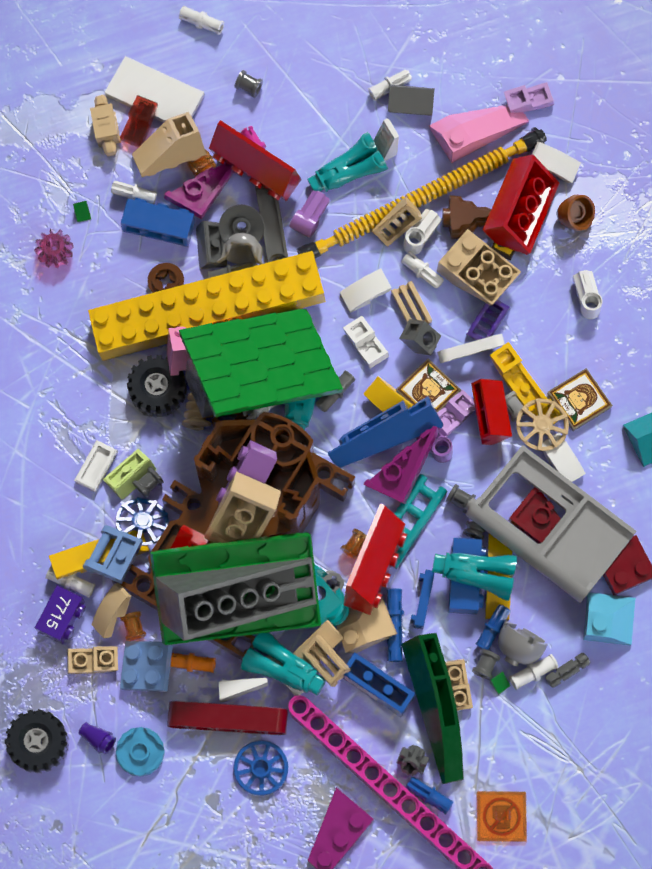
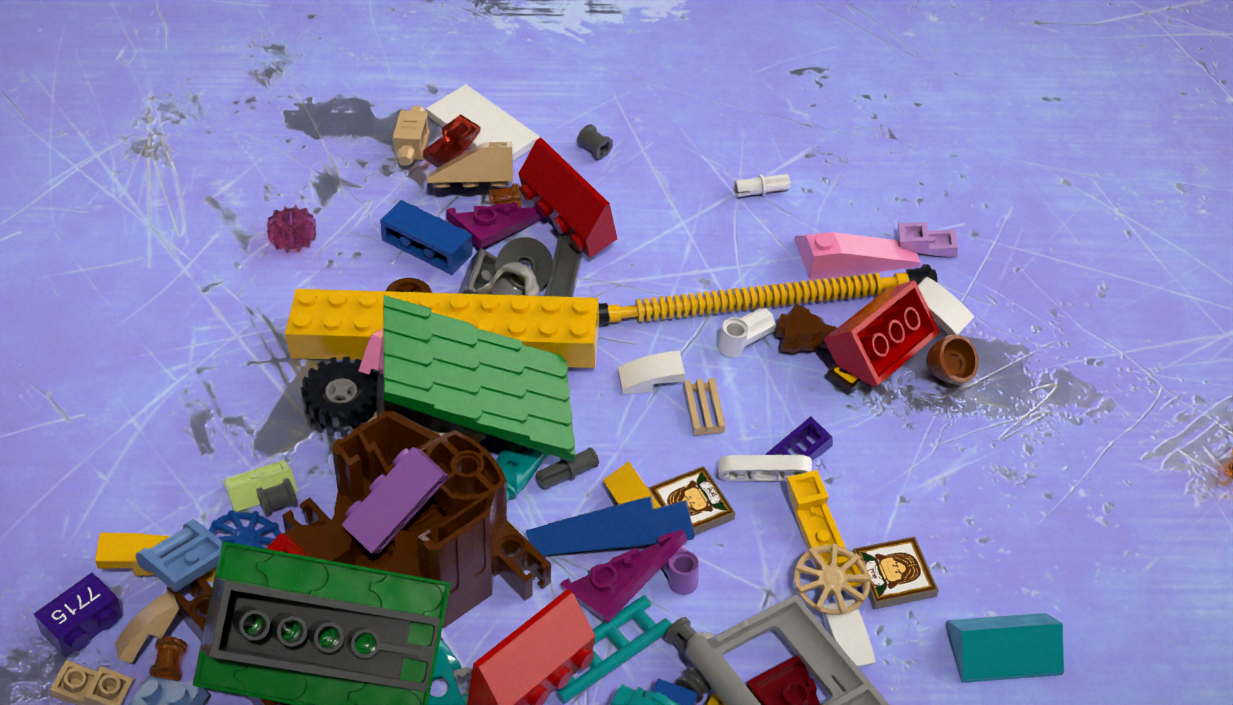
camera: 15 degrees right, 25 degrees down
(72, 582) = (117, 581): white pin -> none
(82, 211) = (343, 205): green piece -> none
(96, 466) = (221, 463): white tile -> none
(133, 192) = (397, 193): white axle -> none
(201, 20) = (567, 76): white pin -> none
(243, 510) = (372, 524): tan slope -> none
(307, 219) = (609, 282): medium lavender piece -> none
(340, 170) = (694, 243): teal piece -> none
(366, 342) = (629, 427): white slope -> none
(387, 140) = (736, 229): white slope -> none
(398, 210) = (695, 323): tan slope -> none
(411, 100) = (782, 202): dark grey slope -> none
(420, 337) = (691, 434): dark grey brick -> none
(422, 270) = (732, 371): white axle -> none
(456, 412) = (719, 538): lavender slope -> none
(477, 268) = (801, 381): tan slope -> none
(491, 411) = (765, 543): red piece -> none
(513, 405) = (796, 546): light grey bush -> none
(587, 293) = (942, 455): white piece -> none

